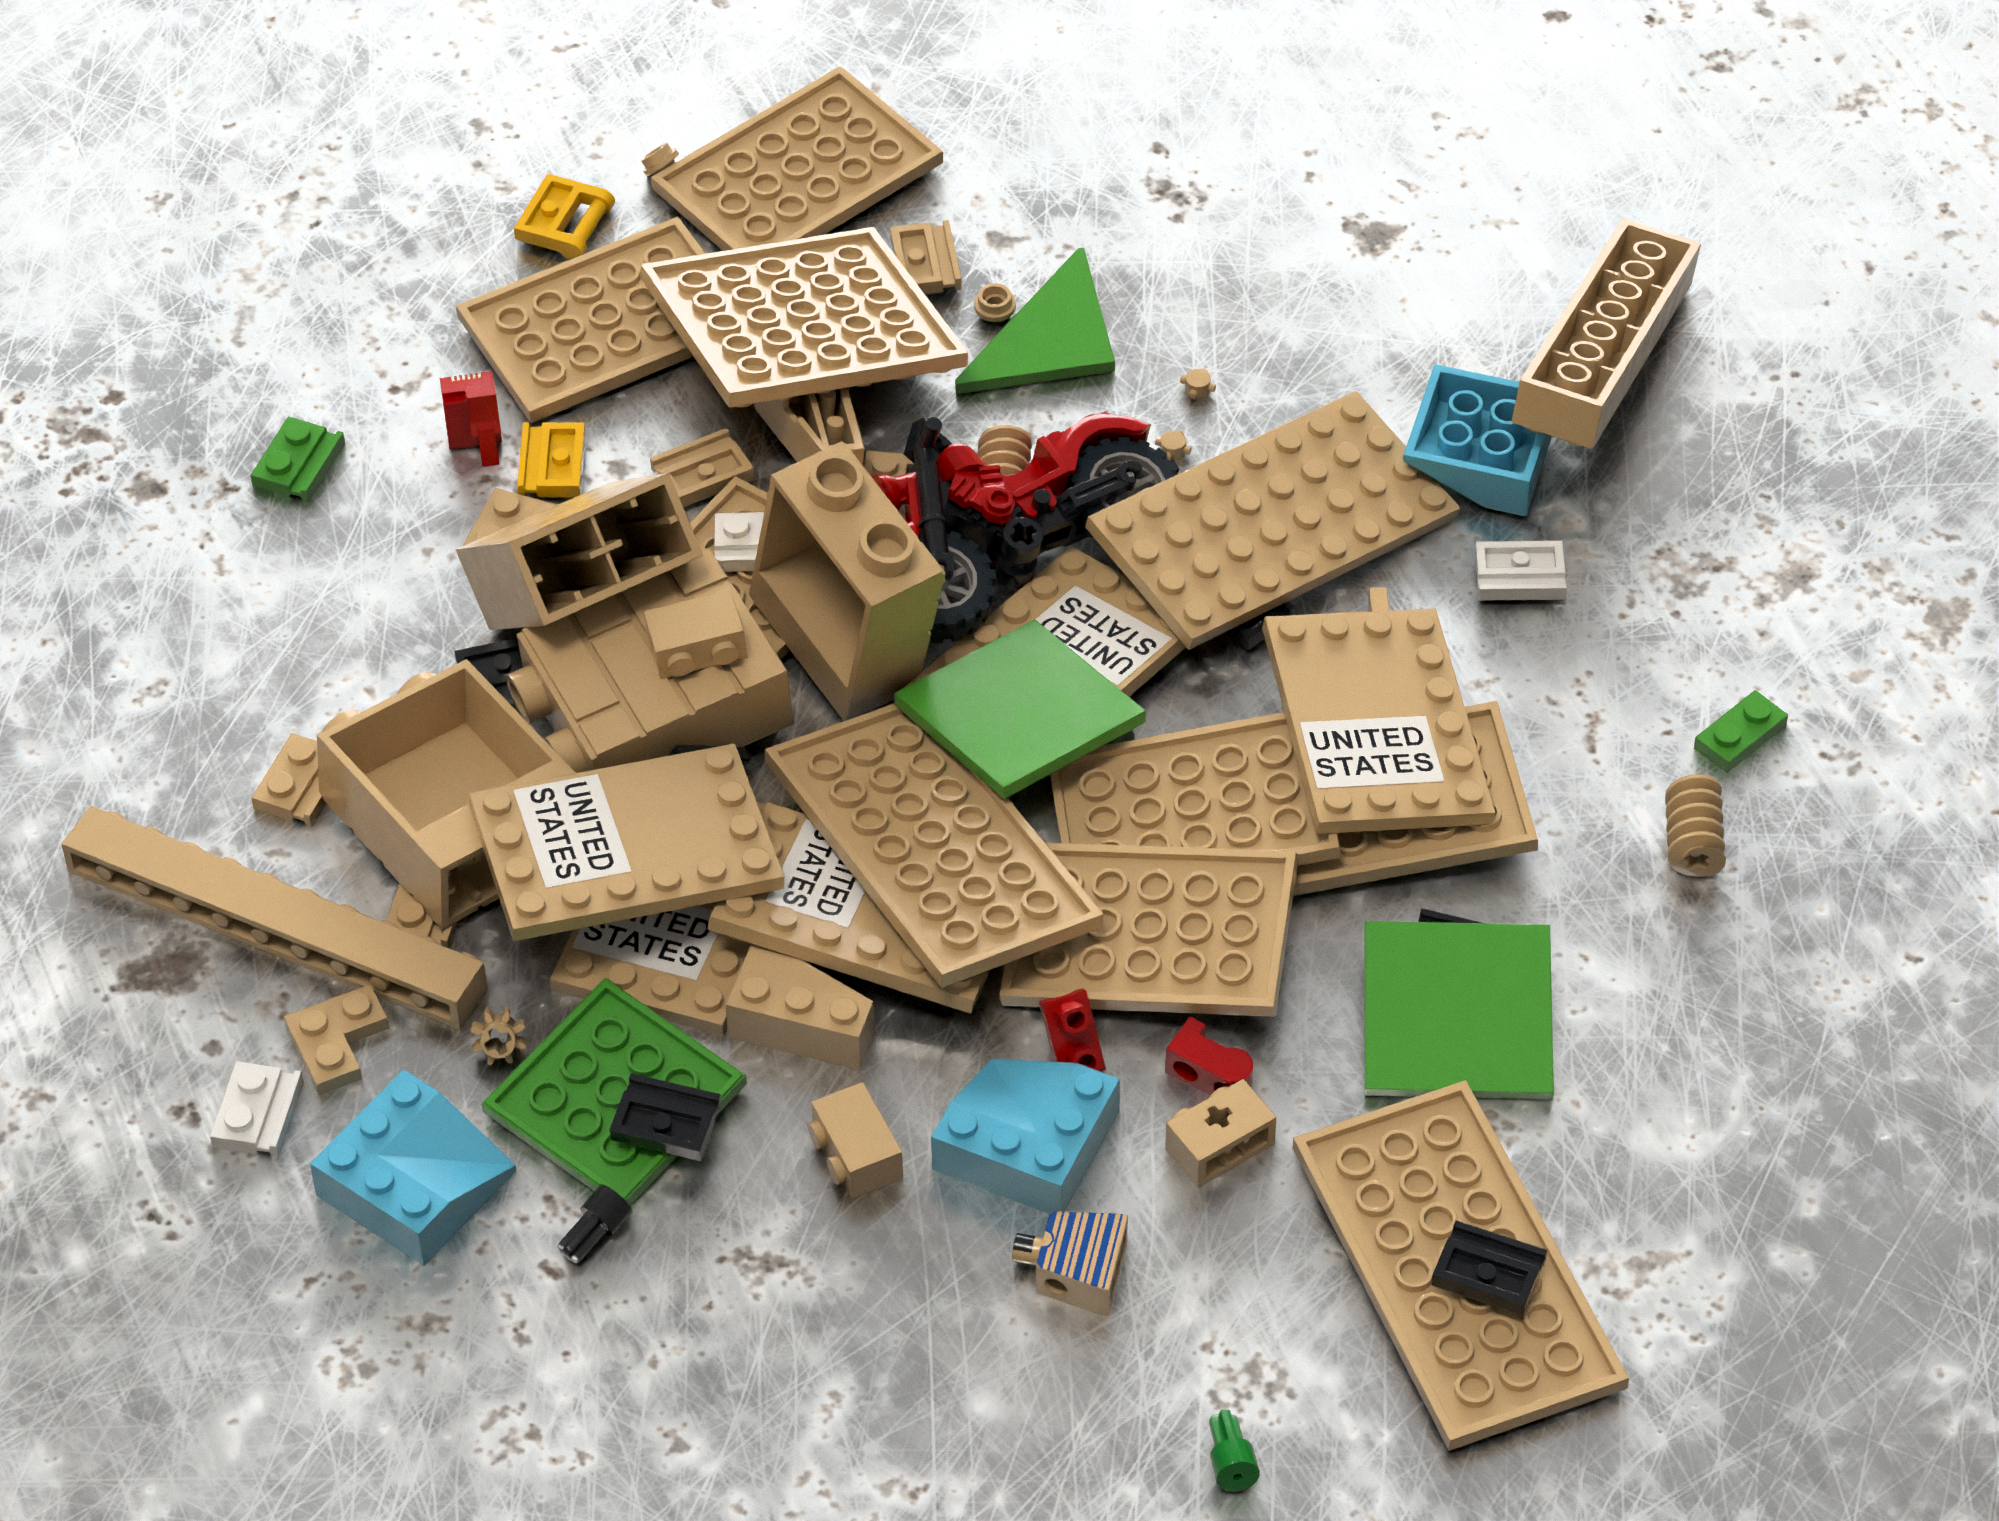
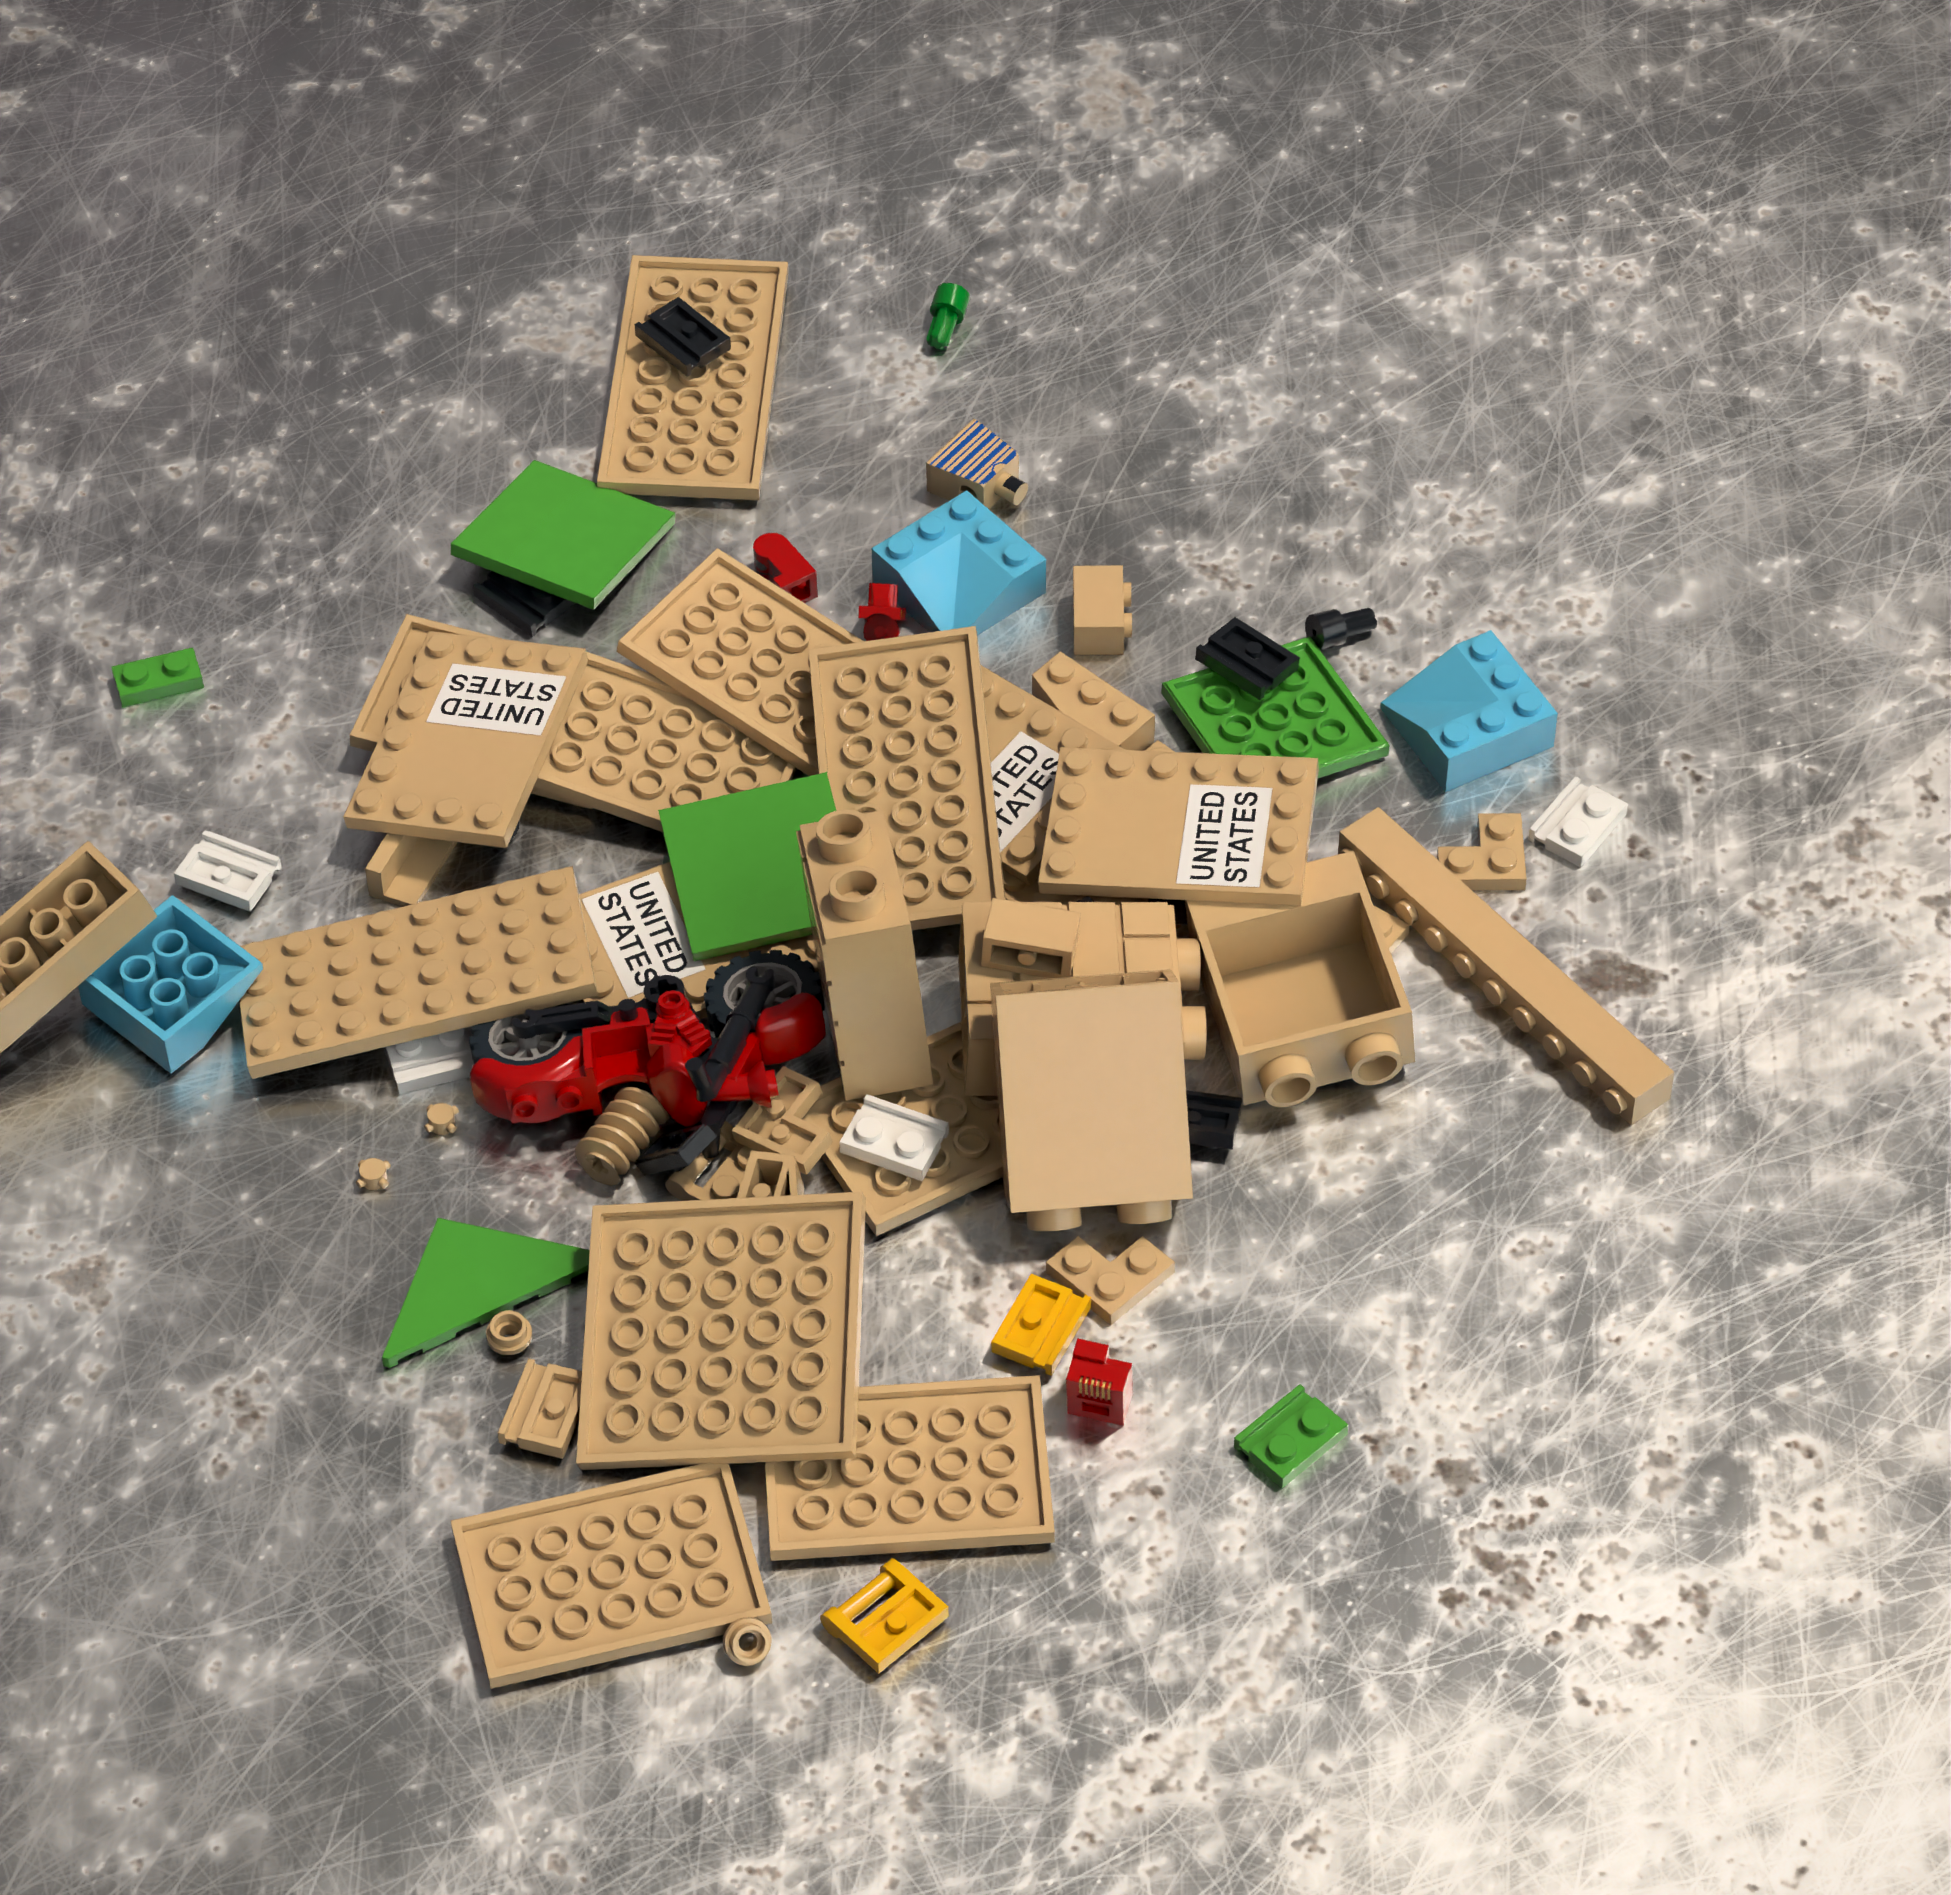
camera: 155 degrees left, 0 degrees up
(292, 783) = (1424, 1096): tan plate -> none
(493, 1047) = (1350, 787): tan gear -> none
(703, 466) = (904, 1257): tan plate -> none
(1220, 1132) = (812, 514): tan brick -> none
(1695, 826) = (265, 597): tan piece -> none

